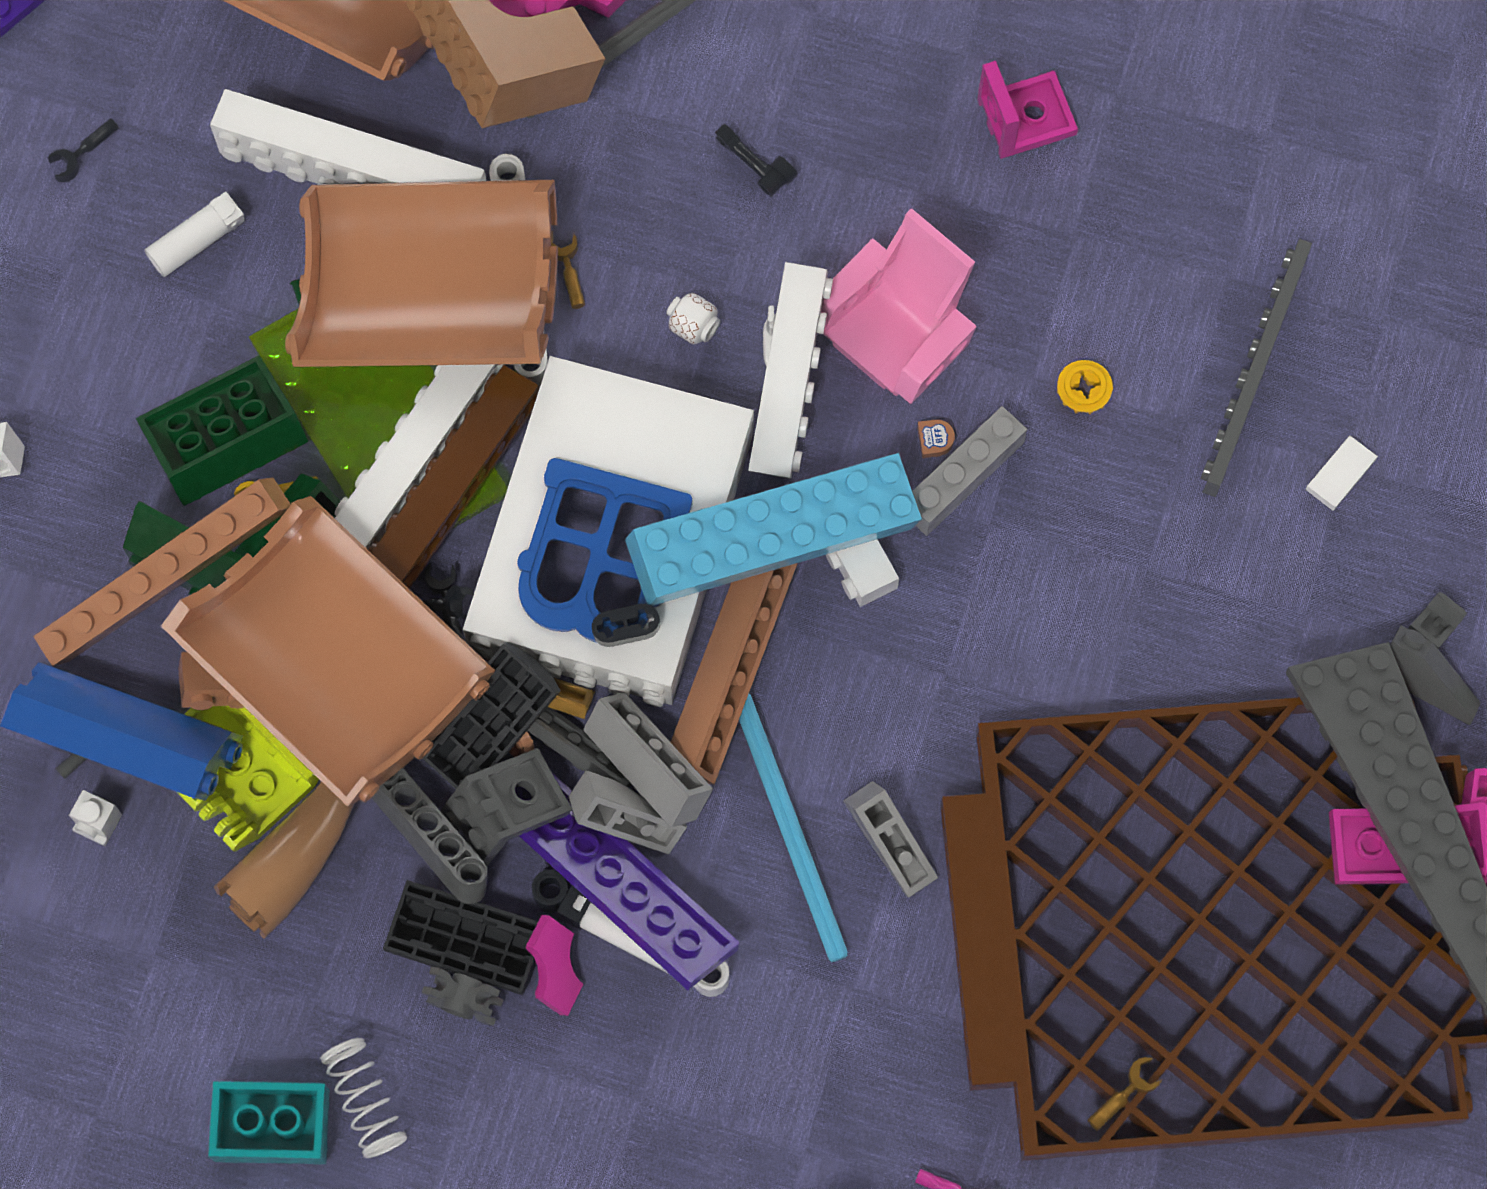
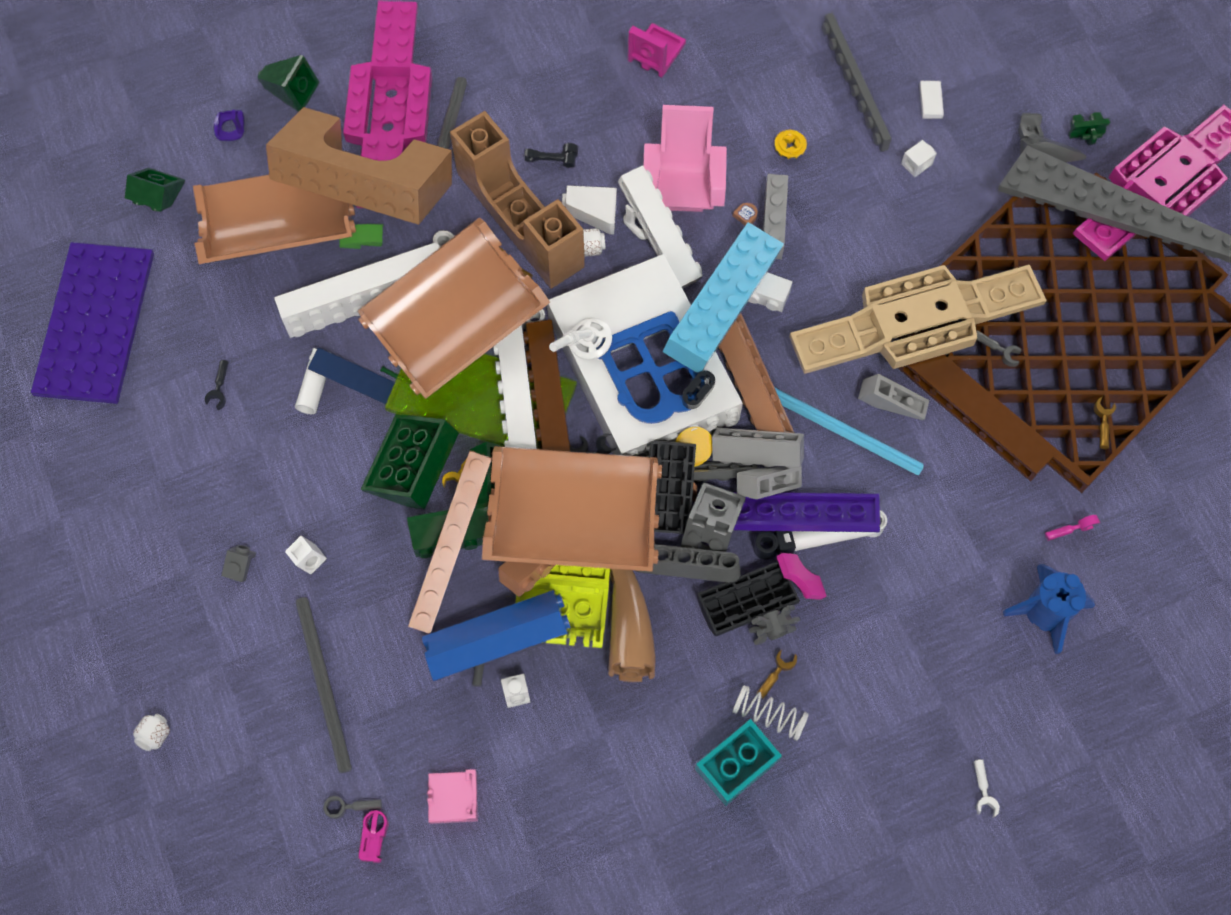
camera: 40 degrees left, 5 degrees down
(244, 262) = (351, 375): none -> dark blue sticker
(413, 1058) = (773, 677): none -> pearl gold piece
(422, 88) = (365, 235): none -> bright green slope
(548, 445) = (587, 337): none -> white dish
(577, 695) = (702, 440): none -> yellow sticker
(636, 191) = (544, 235): none -> medium nougat arch
(742, 271) = (592, 205): none -> white slope
(1021, 729) = (915, 296): none -> tan piece
(1080, 876) = (995, 346): none -> dark grey piece
(1239, 542) = (919, 158): none -> white brick

